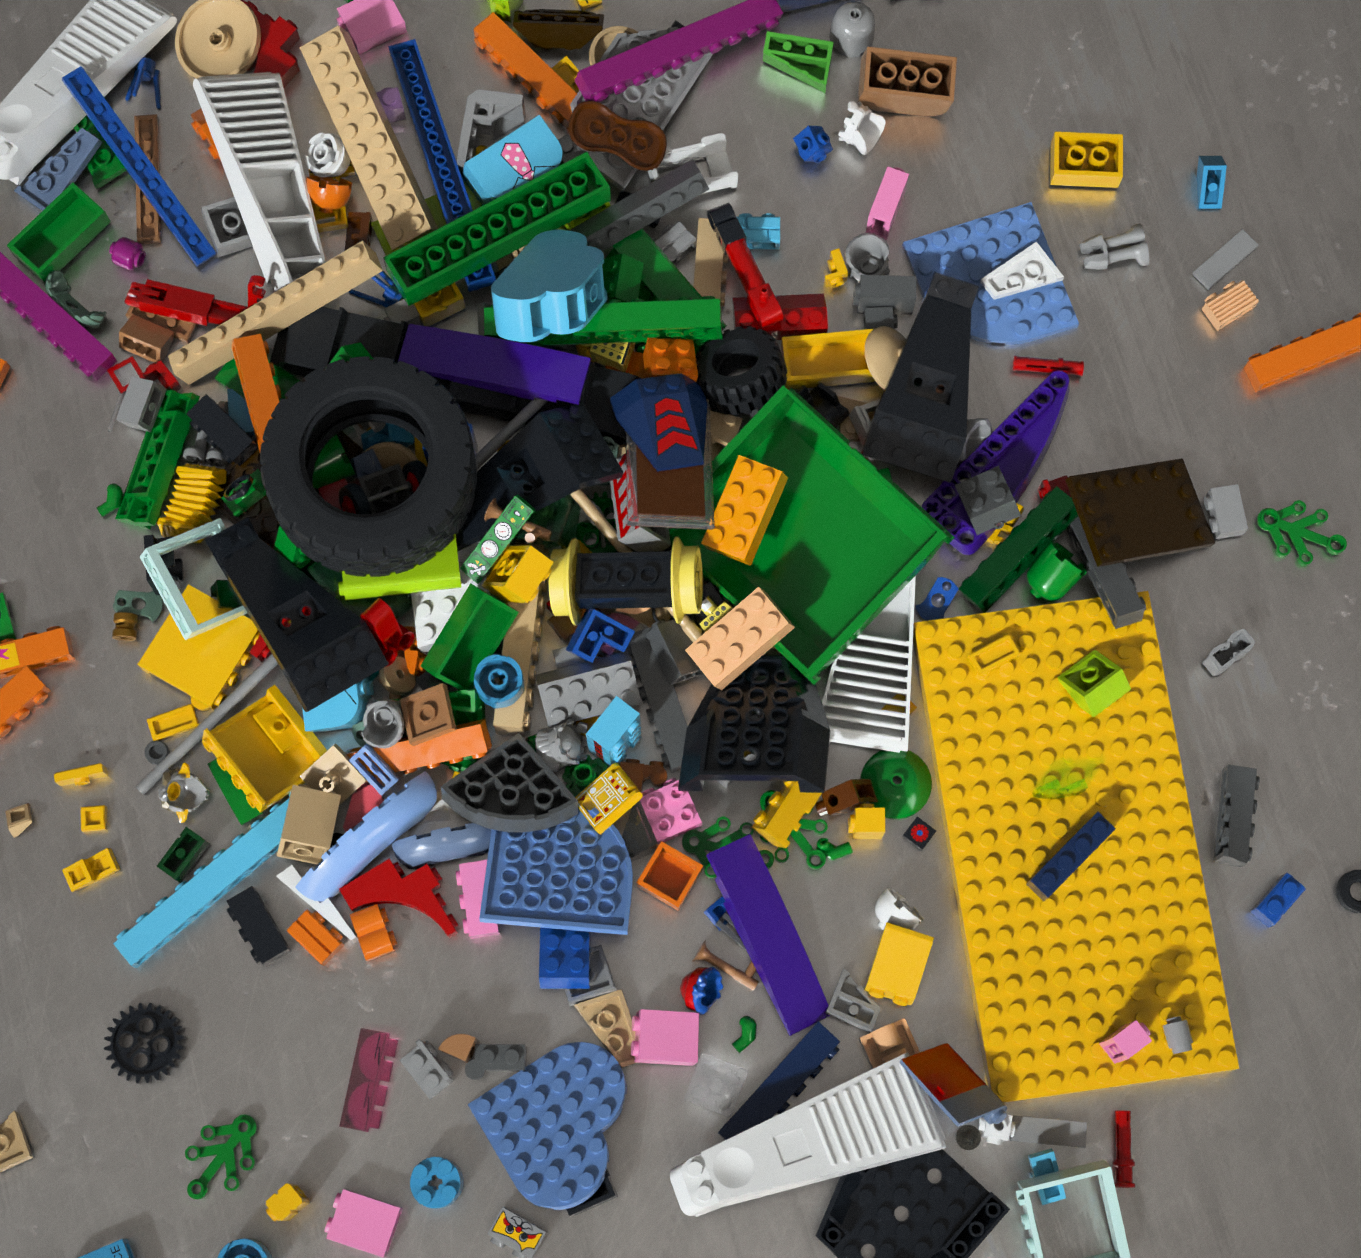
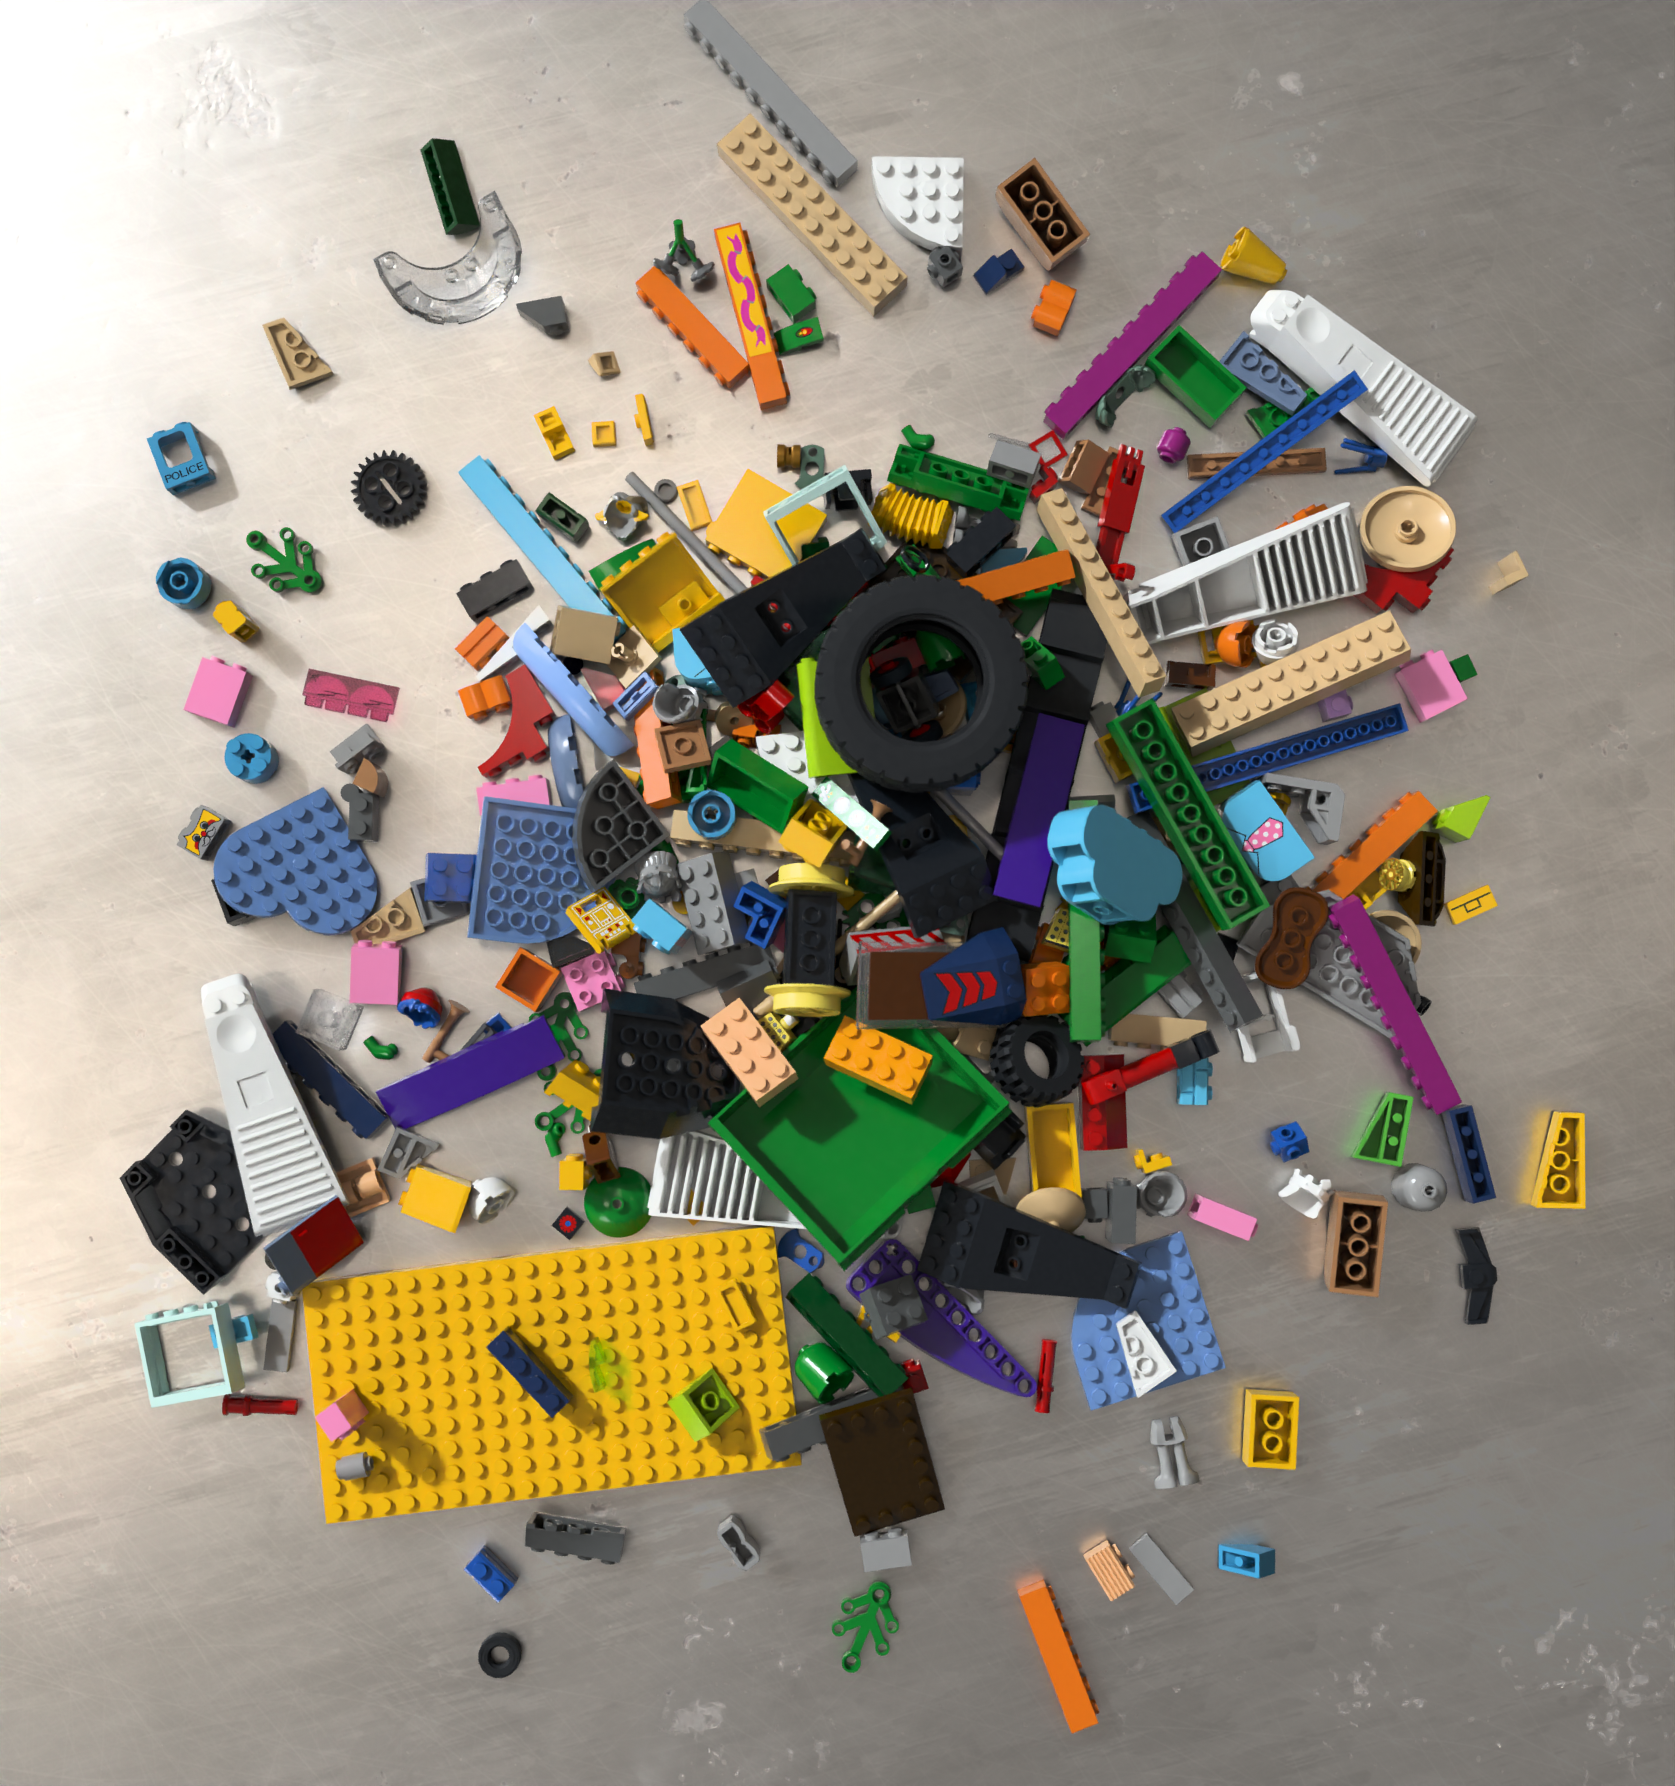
camera: 90 degrees right, 10 degrees up
(554, 47) = (1397, 874): none -> light yellow wheel

